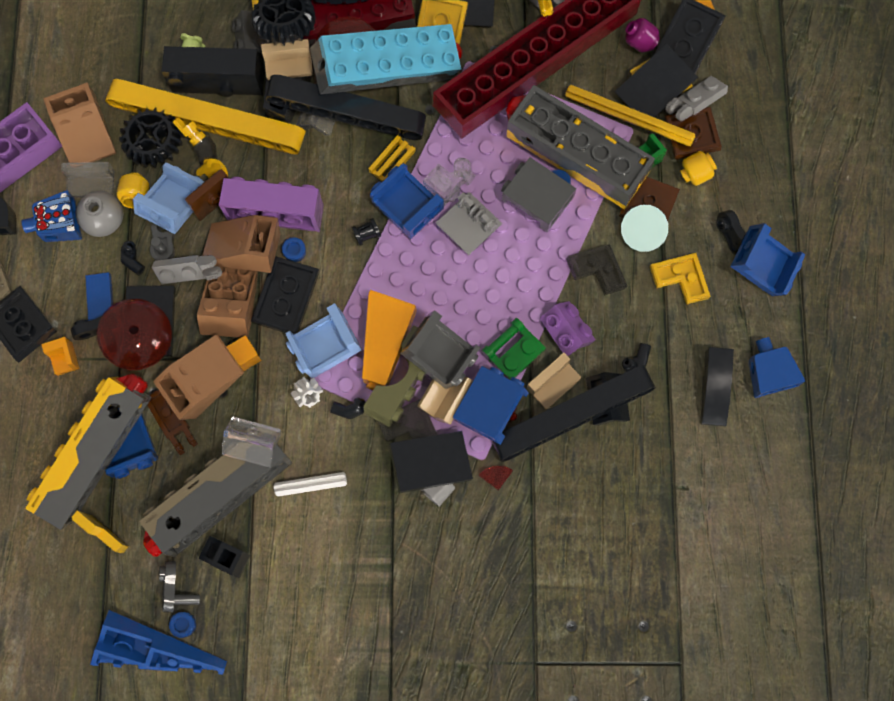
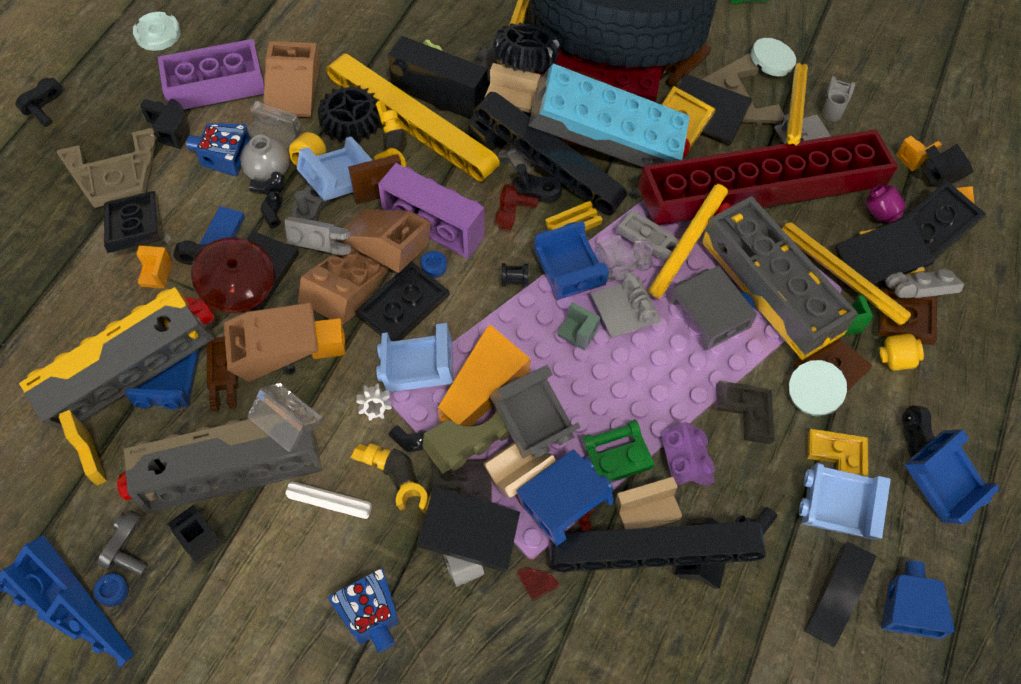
camera: 20 degrees right, 15 degrees down
(117, 238) = (274, 183): none -> black arm
(328, 161) = (506, 213): none -> clear red piece
(345, 141) = (544, 188): none -> black piece
(349, 435) = (398, 468): none -> piece
(383, 553) = (367, 610): none -> torso
(439, 257) = (579, 326): none -> sand green panel
(454, 147) = (638, 227): none -> light grey hinge
(496, 145) = (687, 241): none -> yellow axle
(696, 314) = (845, 502): none -> light blue panel

